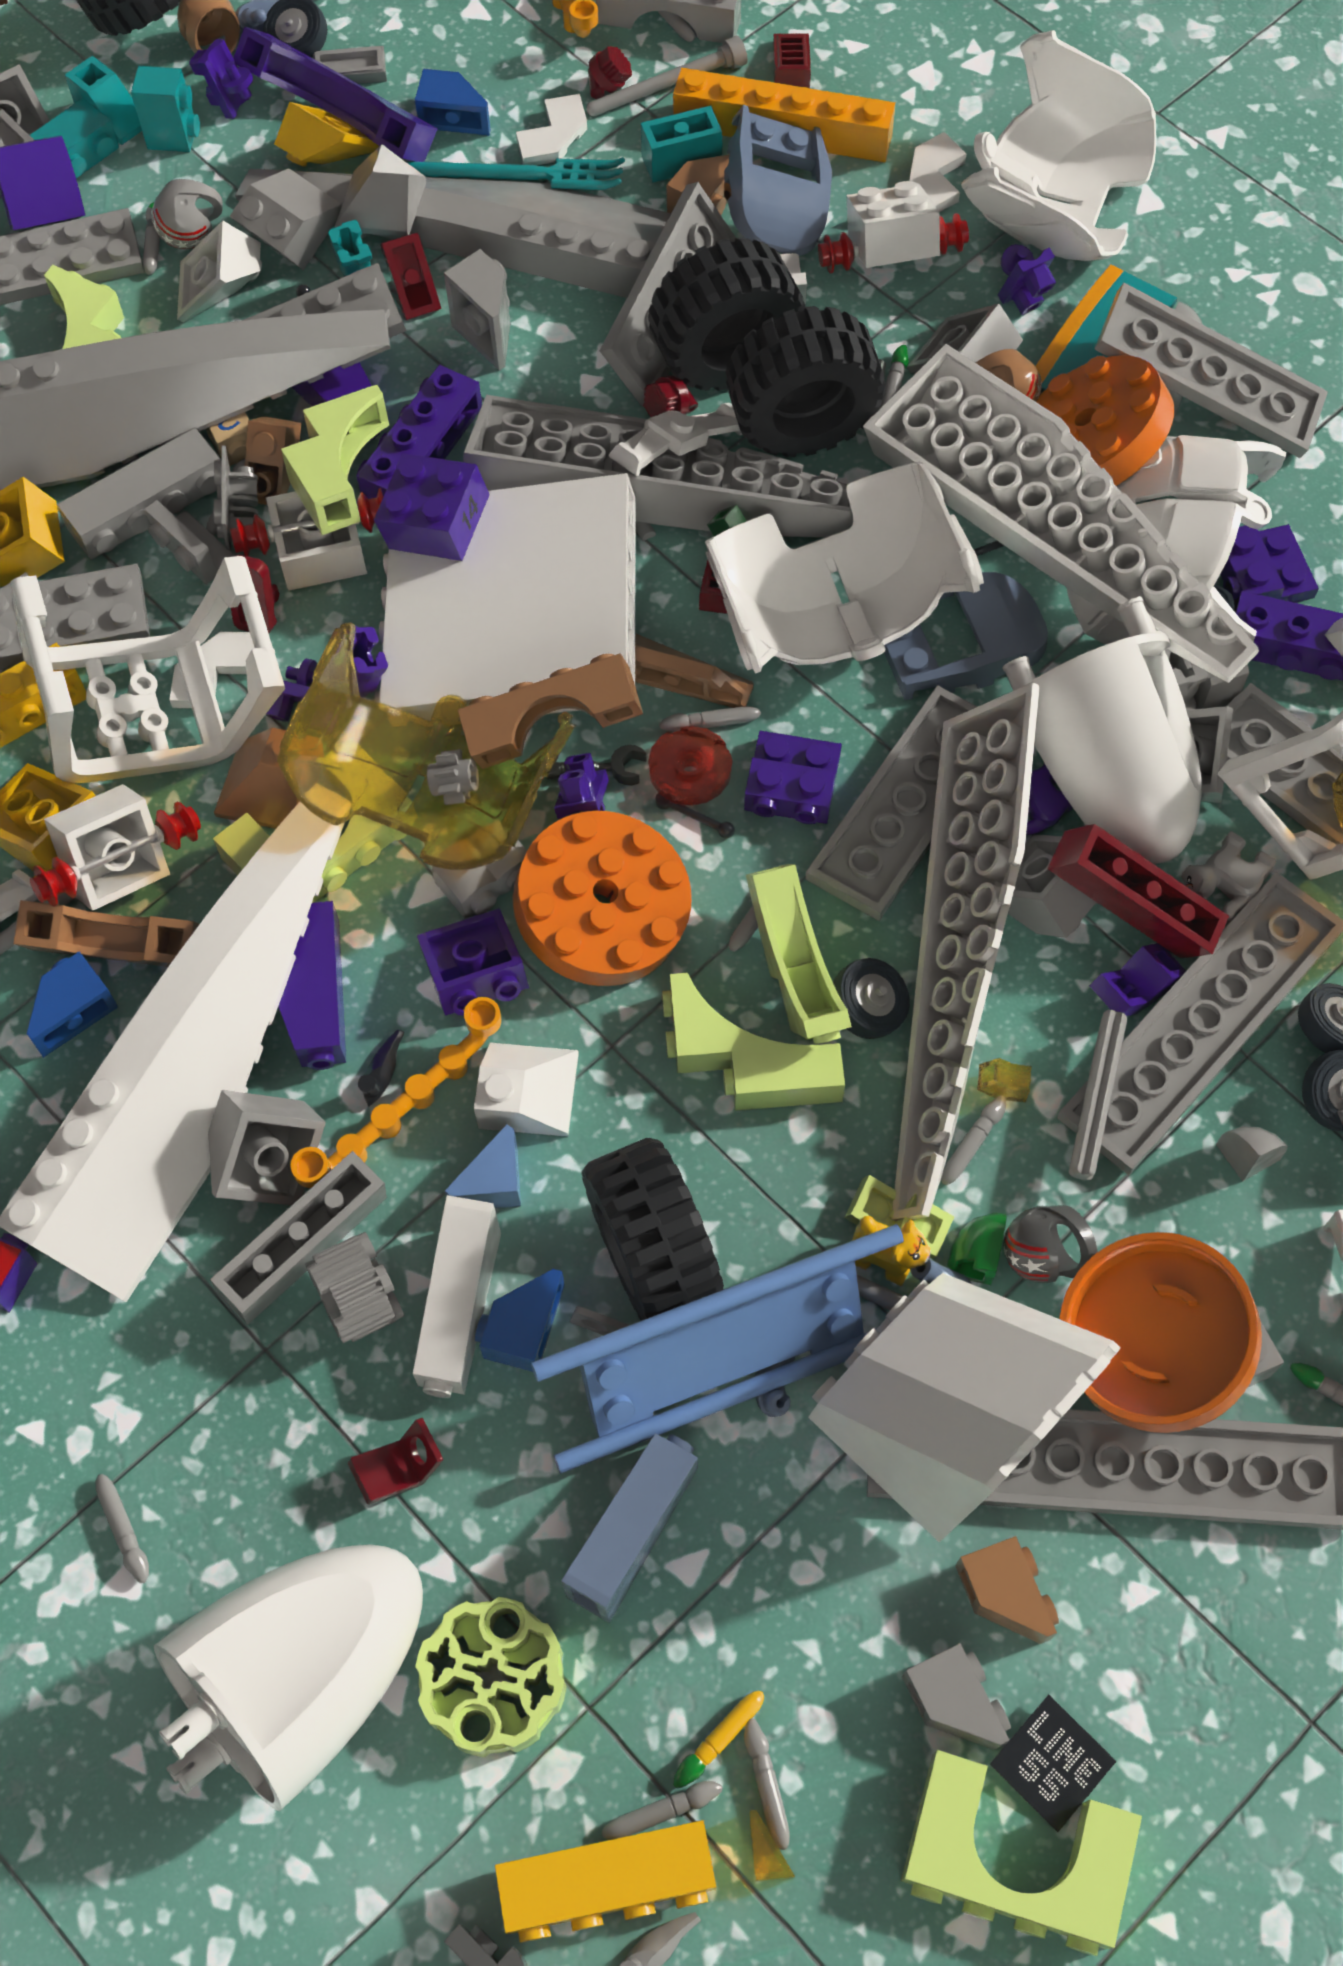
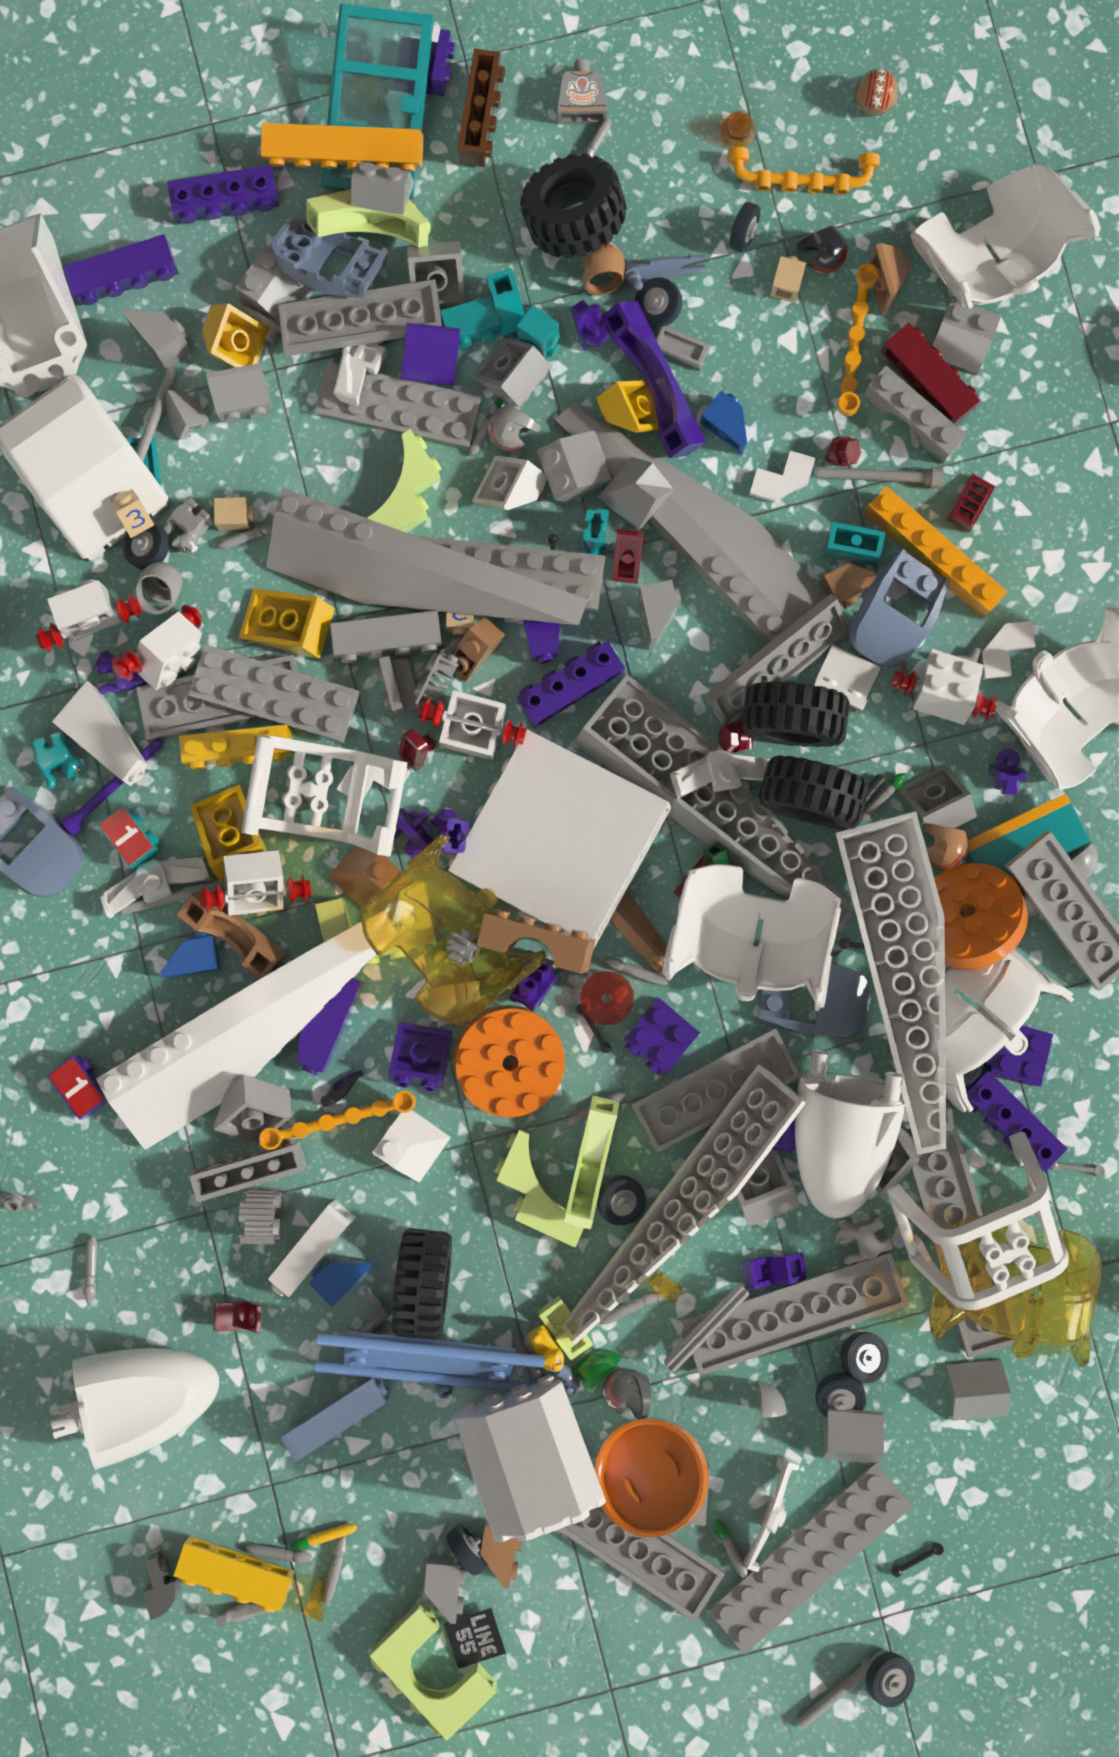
camera: 30 degrees right, 20 degrees up
(151, 160) = (513, 371): none -> light grey slope
(321, 464) = (494, 690): yellowish green arch -> none
(432, 506) = (544, 757): dark purple brick -> none
(492, 1174) = (365, 1189): medium blue slope -> none
(530, 1642) = (202, 1452): yellowish green connector -> none
(533, 172) = (763, 514): teal piece -> none
(956, 1614) = (466, 1550): none -> black wheel
(1138, 891) = (798, 1234): dark red brick -> none

